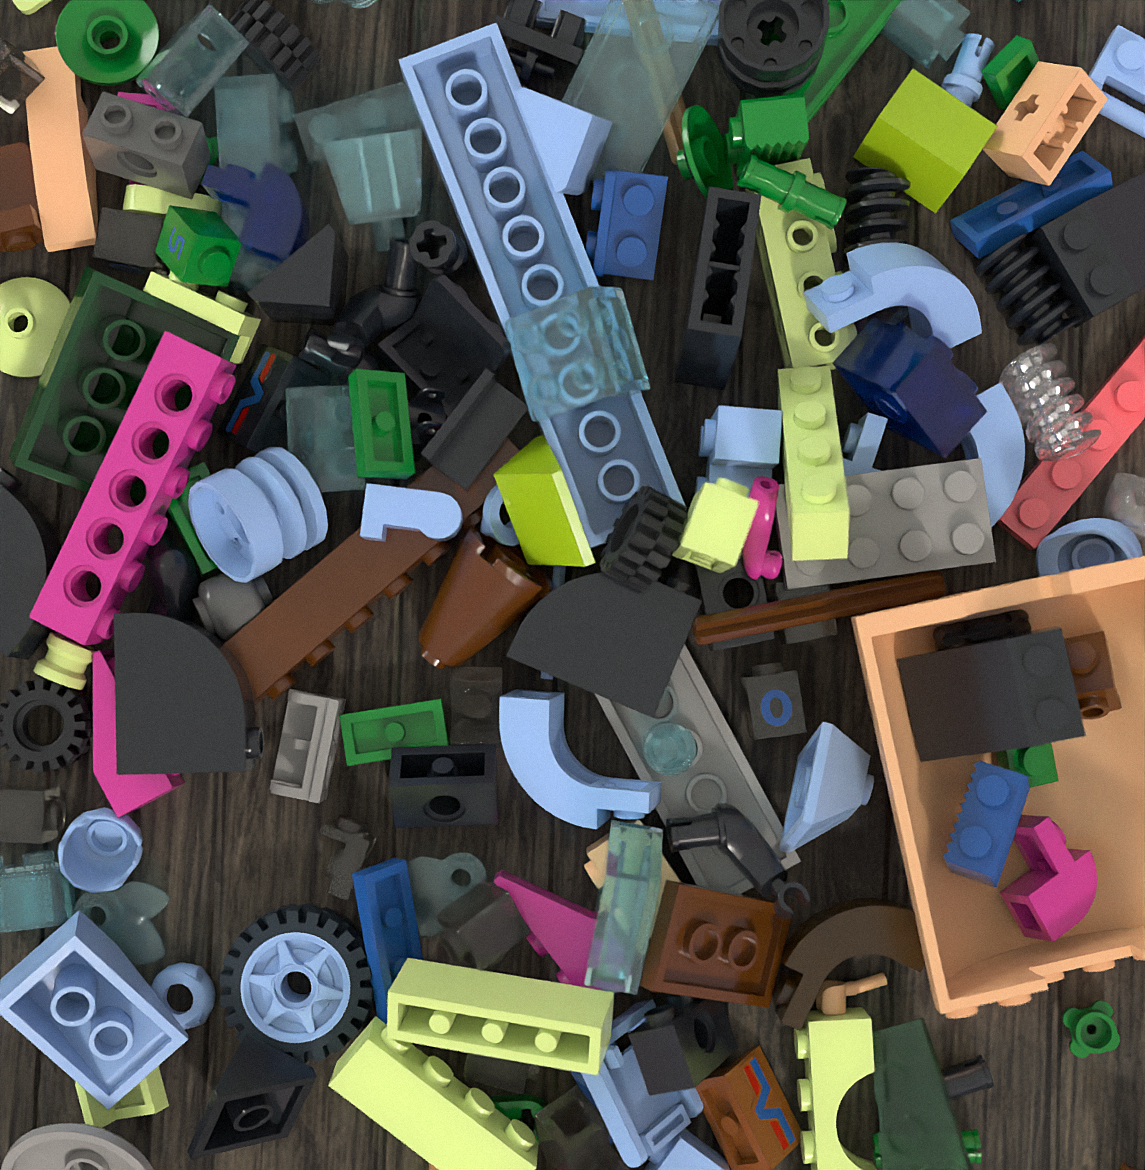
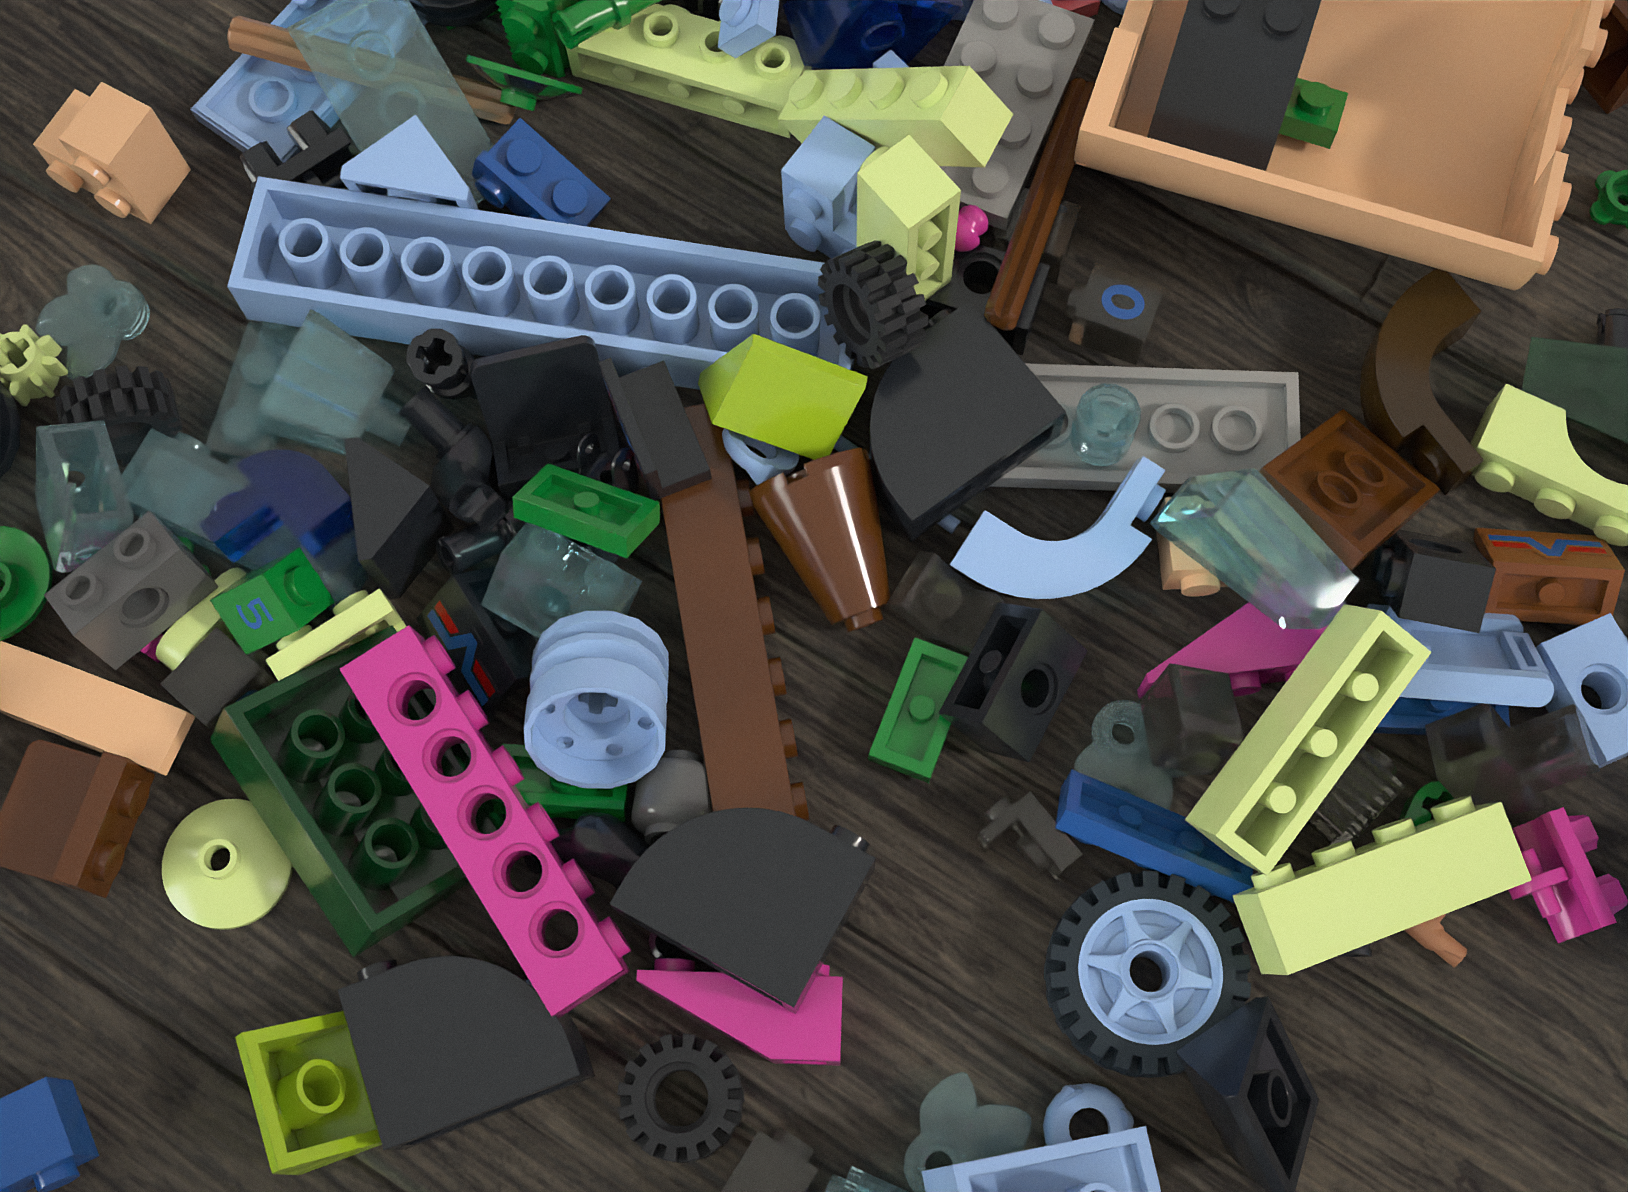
camera: 55 degrees left, 15 degrees down
(65, 661) = (623, 1027): yellowish green wheel -> none
(100, 850) = (864, 1111): light blue hair -> none
(307, 746) = (882, 809): light grey hinge -> none
(409, 509) = (695, 535): light blue leg -> none
(576, 352) = (637, 279): clear light blue bracket -> none
(718, 288) = (665, 128): black brick -> none
(744, 846) = (1261, 411): black arm -> none
(826, 786) = (1228, 302): light blue slope -> none
(833, 993) = (1464, 419): light nougat hand -> none
(981, 629) = (1151, 81): black axle -> none
(987, 823) = (1358, 153): blue brick -> none
(1057, 886) = (1453, 138): dark pink brick -> none

